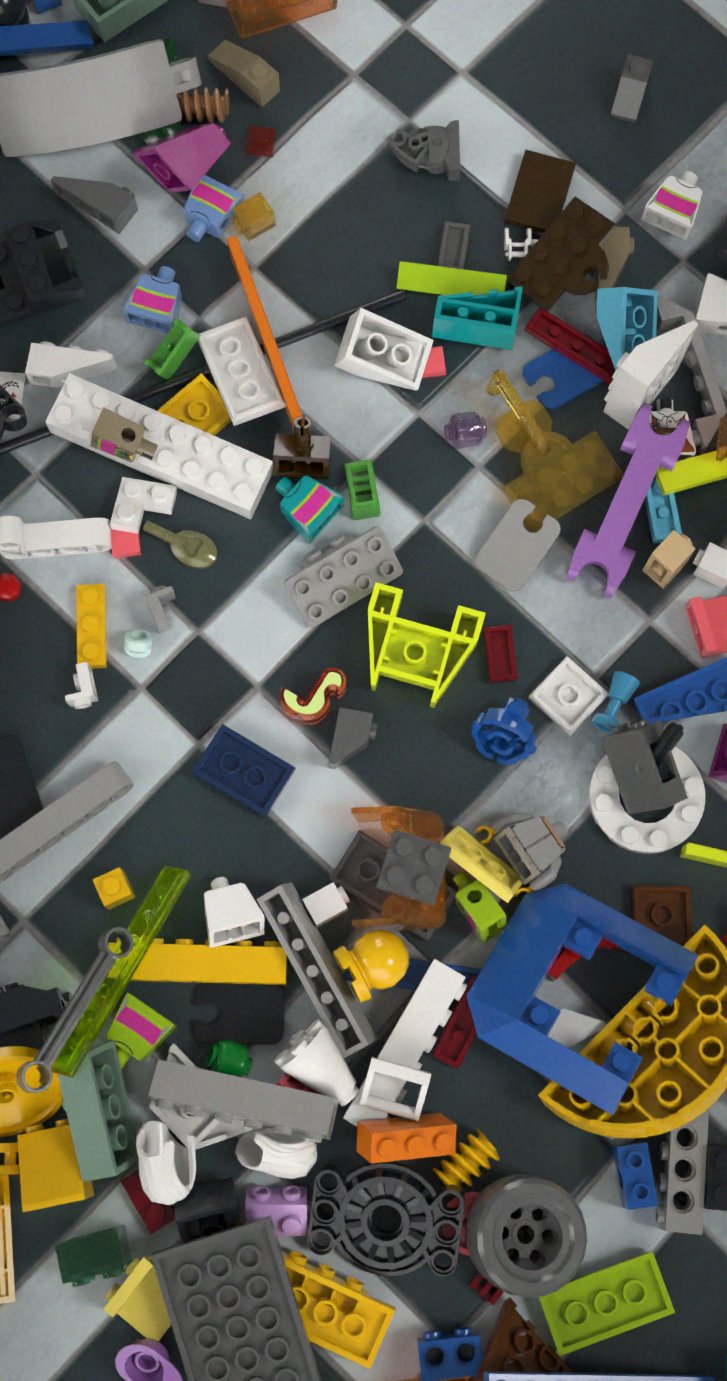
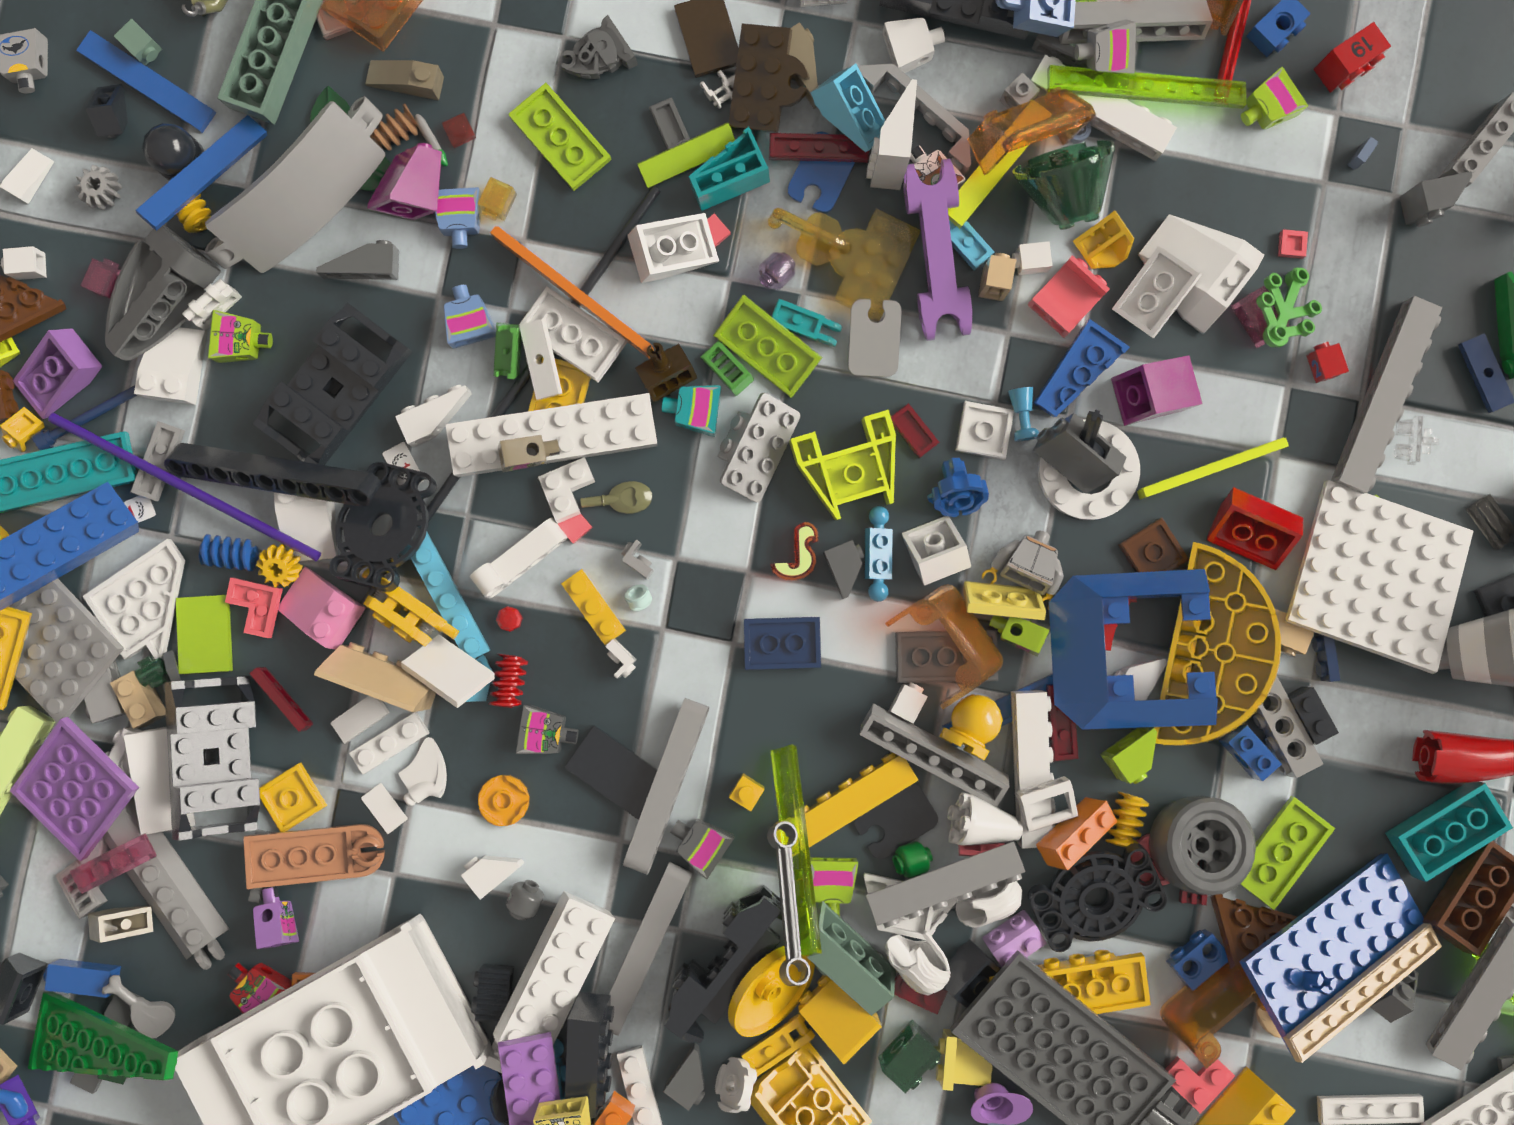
camera: 35 degrees left, 10 degrees up
(37, 912) = (702, 844): none -> torso
(195, 372) = (538, 344): none -> white tile
(231, 134) = (429, 137): none -> light grey piece
(231, 913) = (845, 755): white torso -> none
(347, 198) = (559, 136): none -> lime plate
(391, 745) = (878, 553): none -> dark azure plate
(412, 491) = (767, 346): none -> lime tile
(413, 867) = (962, 639): dark grey plate -> none
(449, 777) = (937, 550): none -> white slope
(460, 491) = (805, 322): none -> teal hinge
(510, 1098) = (1132, 755): none -> lime slope

